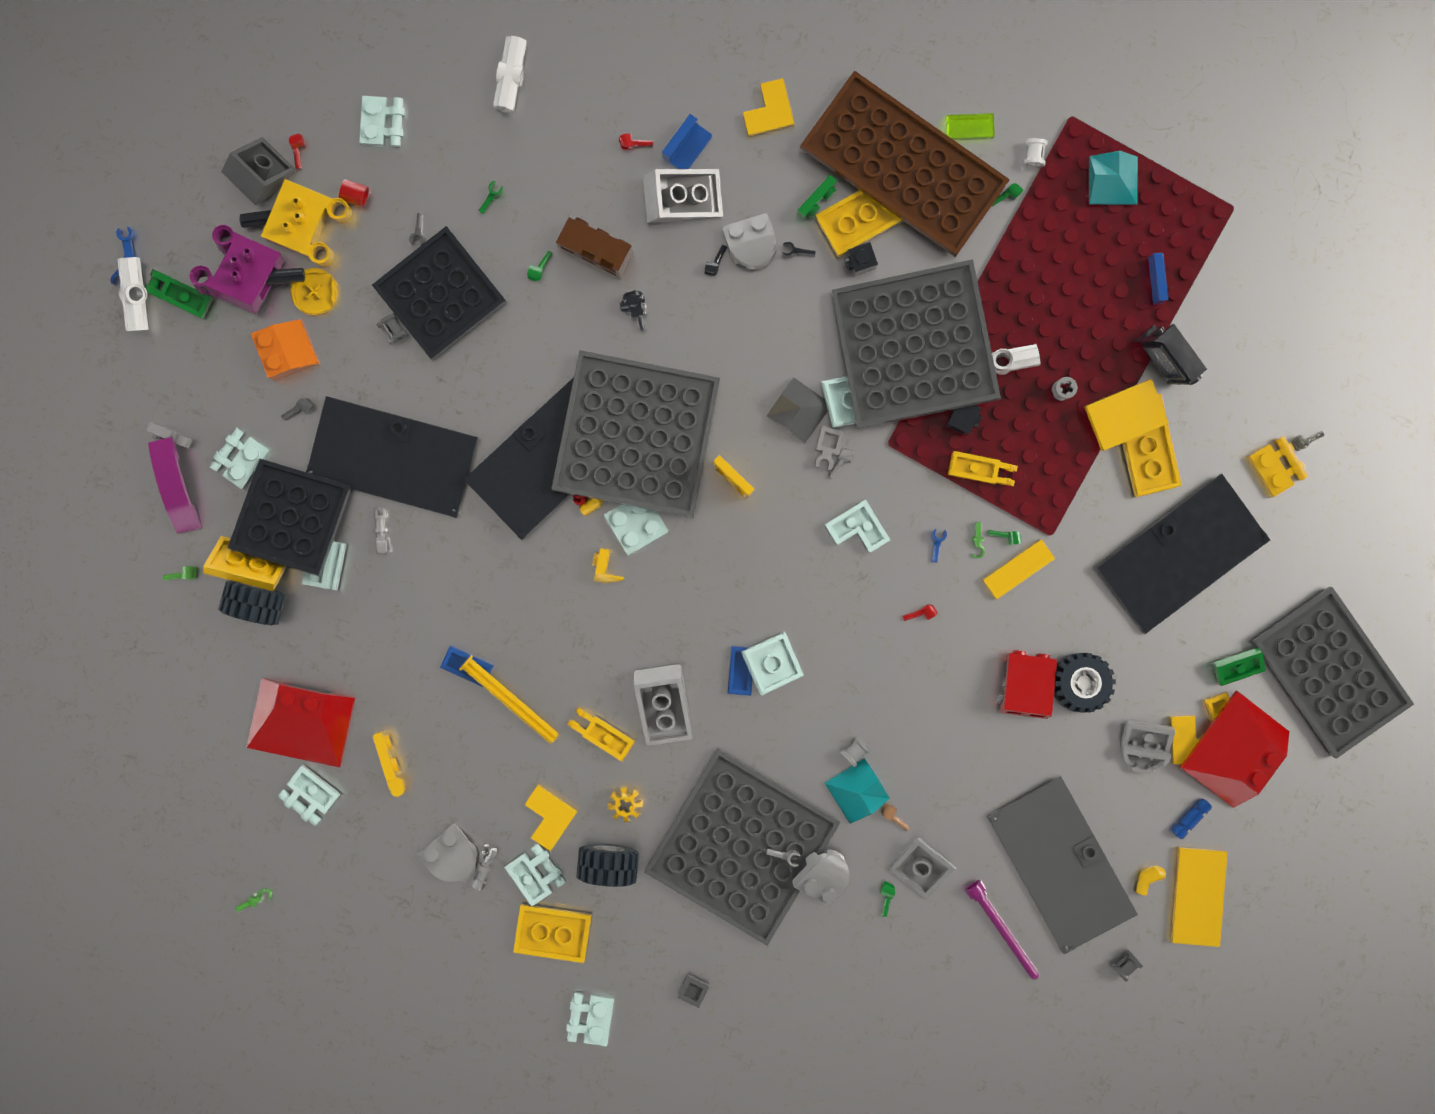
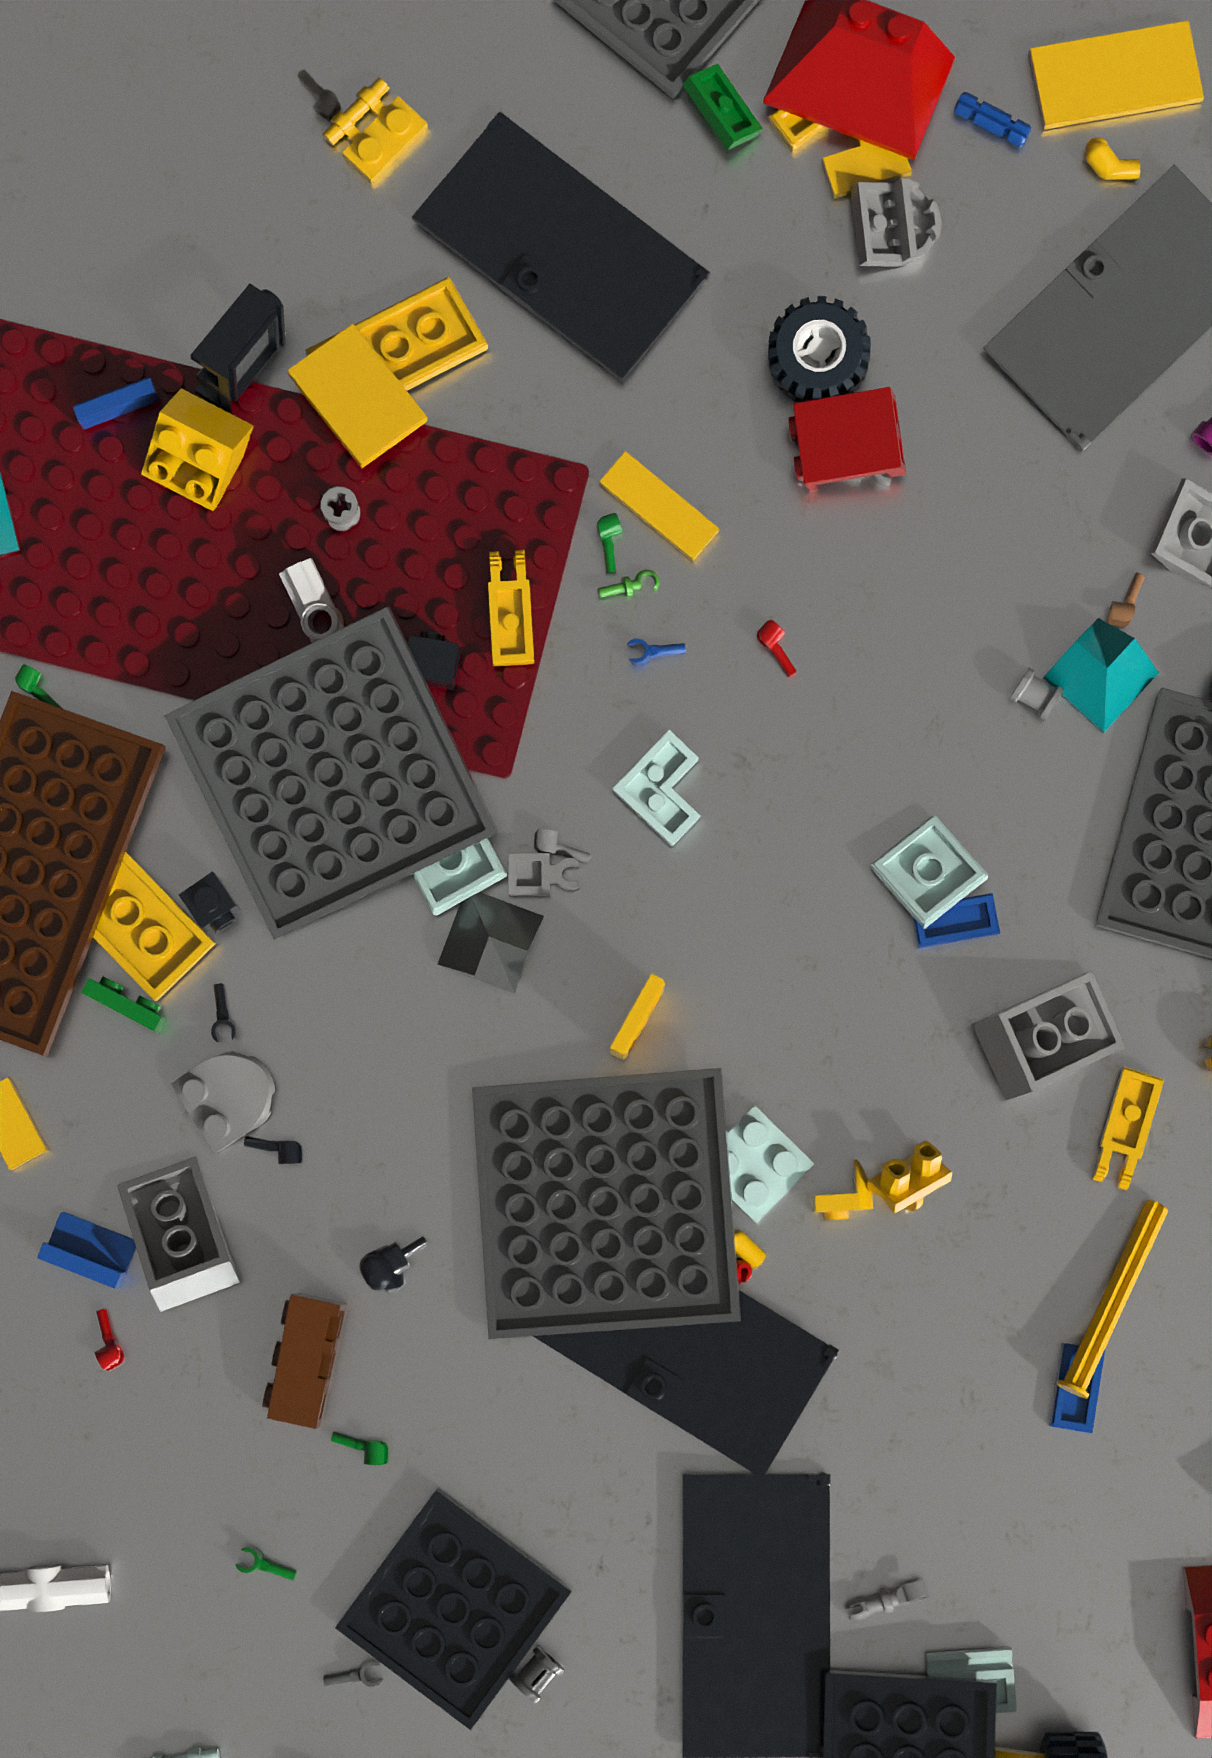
camera: 100 degrees left, 5 degrees down
(604, 605) = (909, 1180): none -> yellow hips
(1120, 316) = (196, 449): none -> yellow slope

